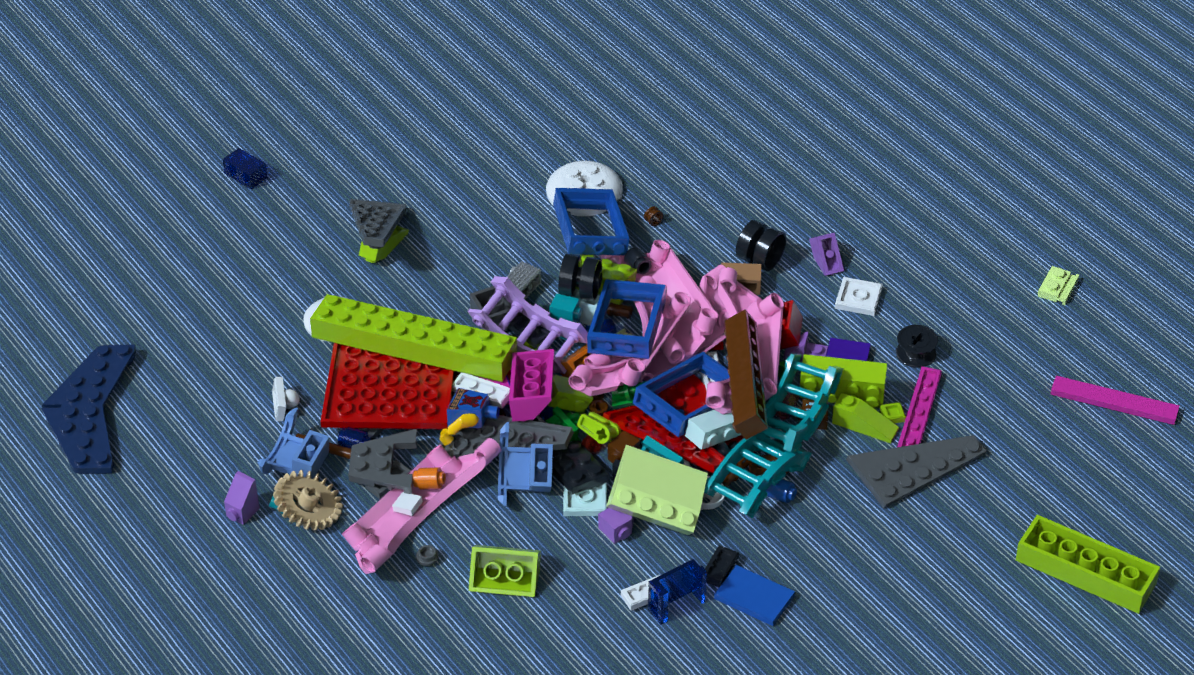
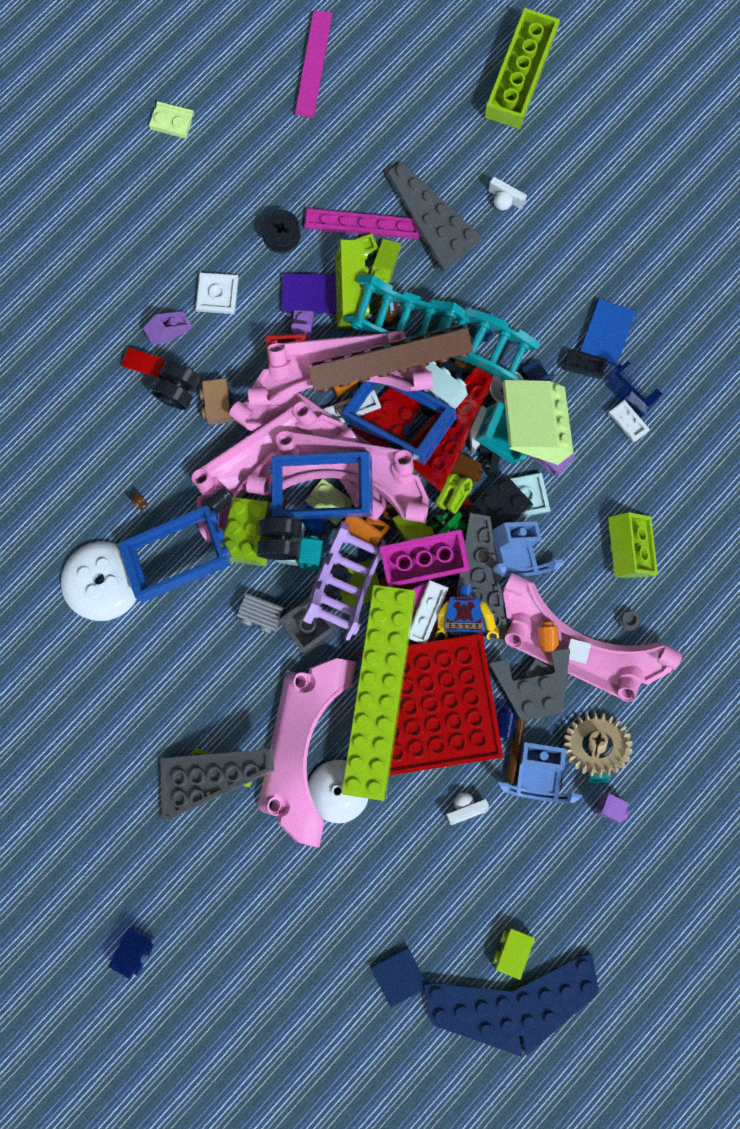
camera: 100 degrees left, 35 degrees up
(136, 411) = (513, 953): none -> lime brick
(150, 335) = (399, 977): none -> dark blue tile
(423, 295) = (294, 725): none -> bright pink panel
(715, 525) = (536, 372): none -> dark blue bracket
(794, 232) = (142, 363): none -> red slope
(932, 530) = (506, 195): none -> white tile

